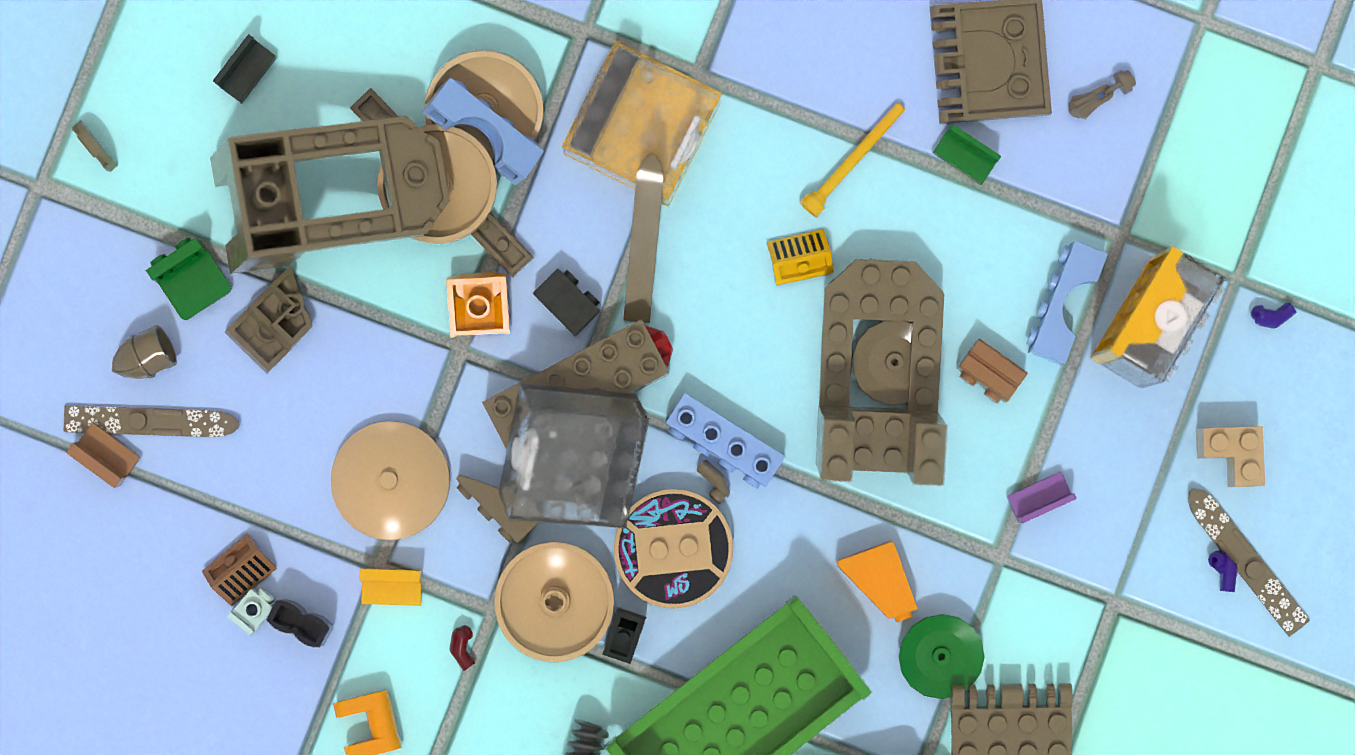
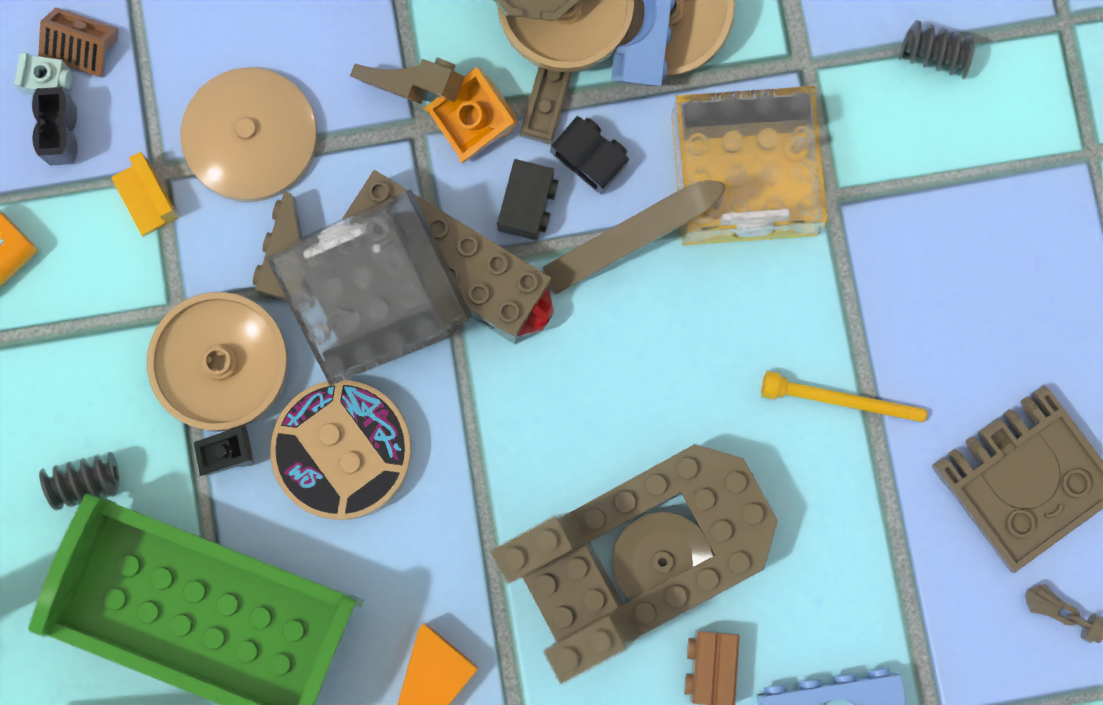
camera: 65 degrees right, 5 degrees down
(435, 317) = (414, 82): none -> dark tan slope
(458, 646) = (119, 296): dark red arm -> none
(561, 233) = (590, 154): none -> black brick
(717, 479) = (437, 451): dark tan arm -> none
(725, 440) = (480, 437): light blue brick -> none
(800, 257) = (711, 404): yellow panel -> none
(966, 154) = (918, 510): green panel -> none

